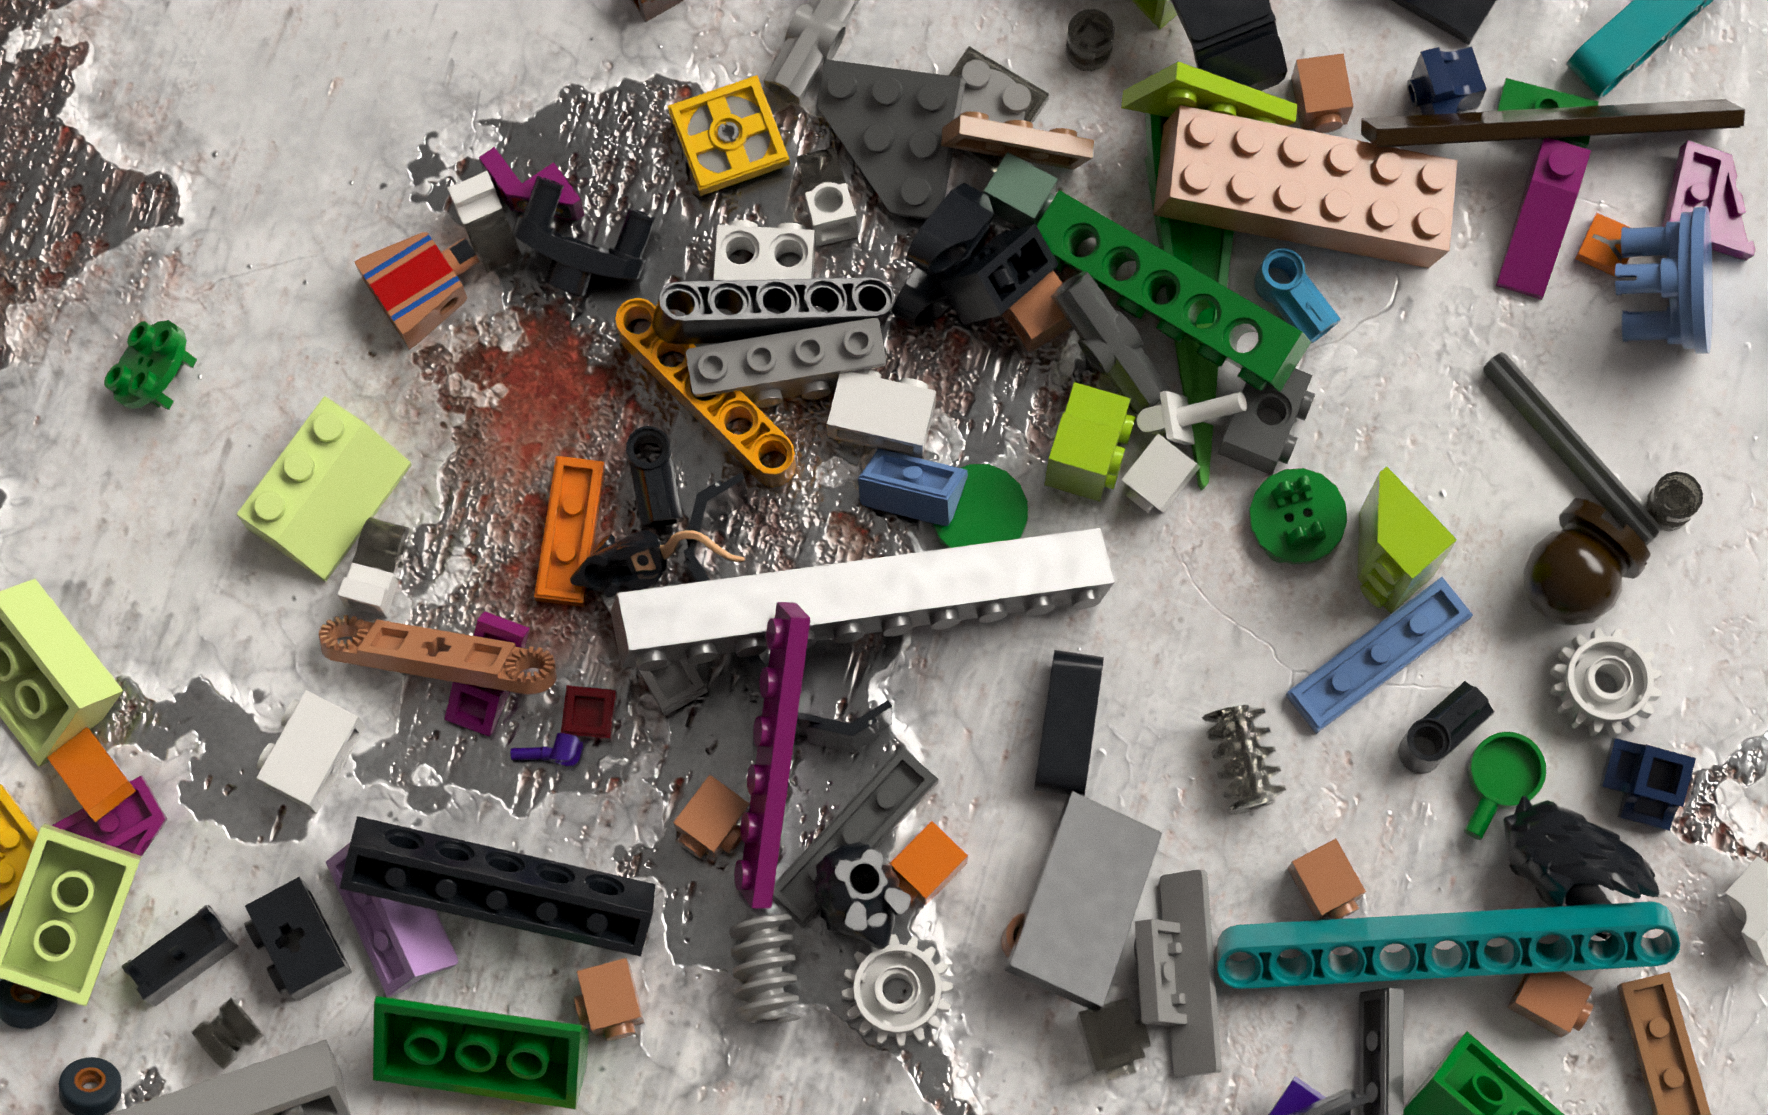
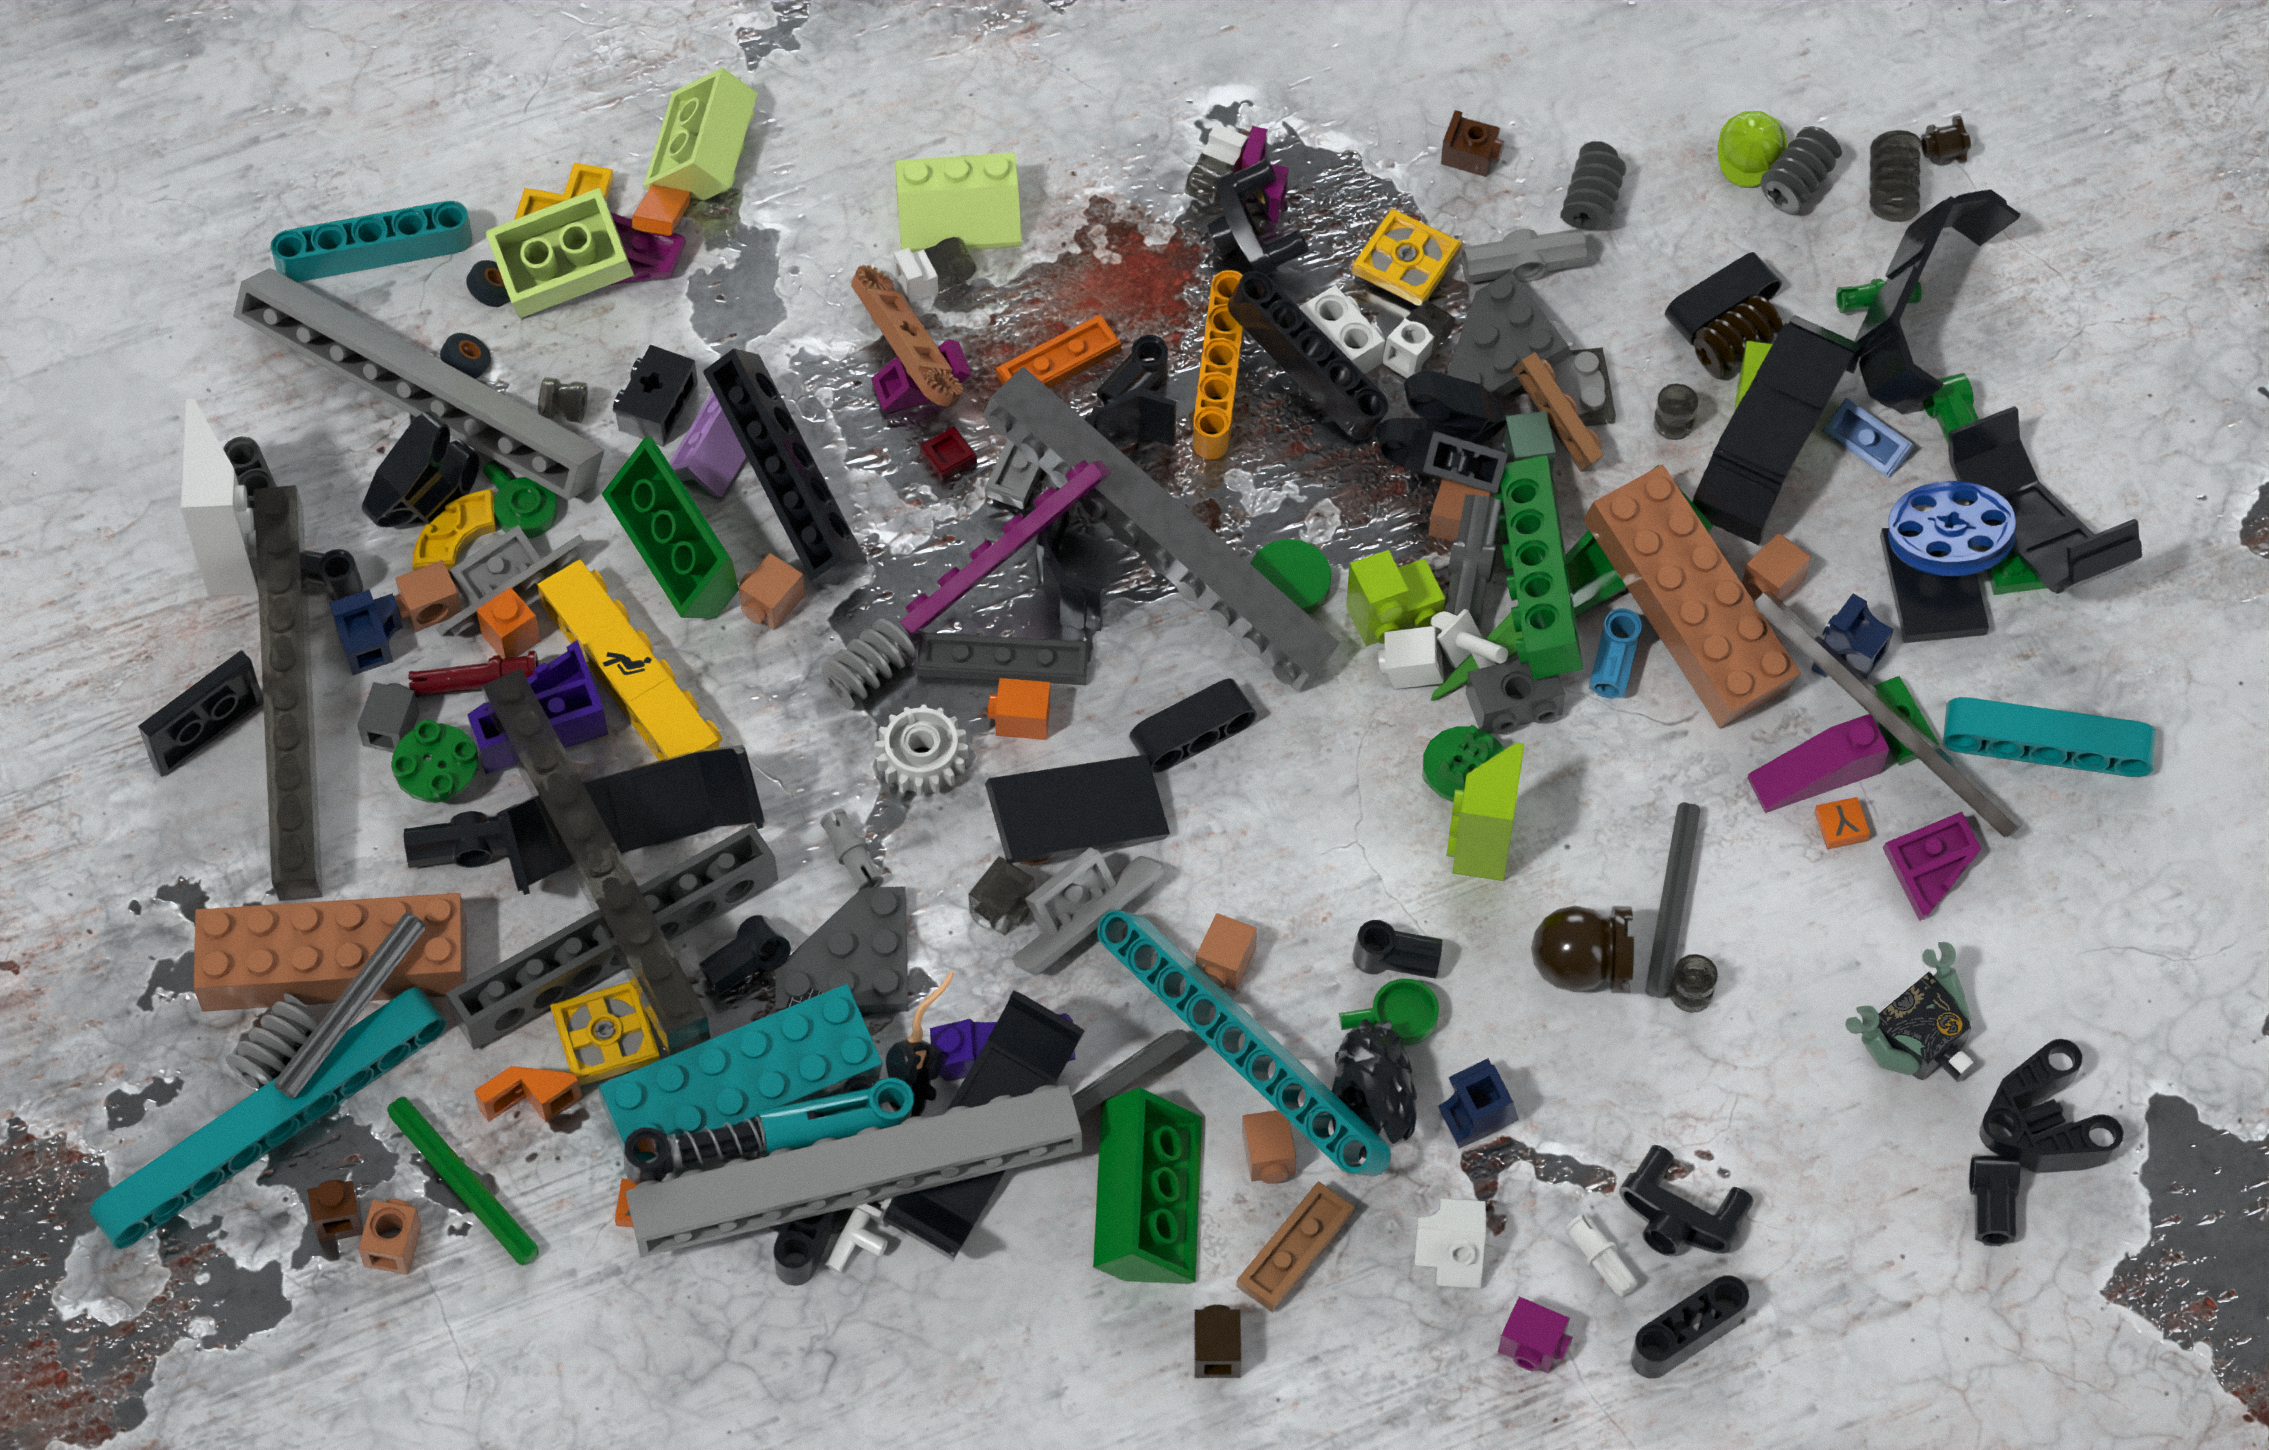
camera: 50 degrees right, 15 degrees down
(149, 365) = (962, 50): green plate -> none
(180, 956) = (589, 344): black hinge -> none
(309, 750) = (782, 316): white brick -> none
(417, 283) = (1139, 158): torso -> none
(565, 751) = (910, 456): dark purple hand -> none
(634, 561) = (1076, 394): black animal -> none
(711, 820) = (934, 559): nougat brick -> none
(787, 362) = (1280, 390): light grey bracket -> none
(859, 893) = (962, 671): black animal -> none
(882, 412) = (1301, 471): white brick -> none
(911, 487) = (1268, 523): medium blue slope -> none
(1199, 89) = (1685, 469): lime wing -> none
(1245, 758) = (1262, 842): clear smoke piece -> none
(1379, 655) = (1415, 882): medium blue tile -> none
(1623, 662) = (1526, 1007): white gear -> none
(1680, 277) = (1855, 870): medium blue piece -> none

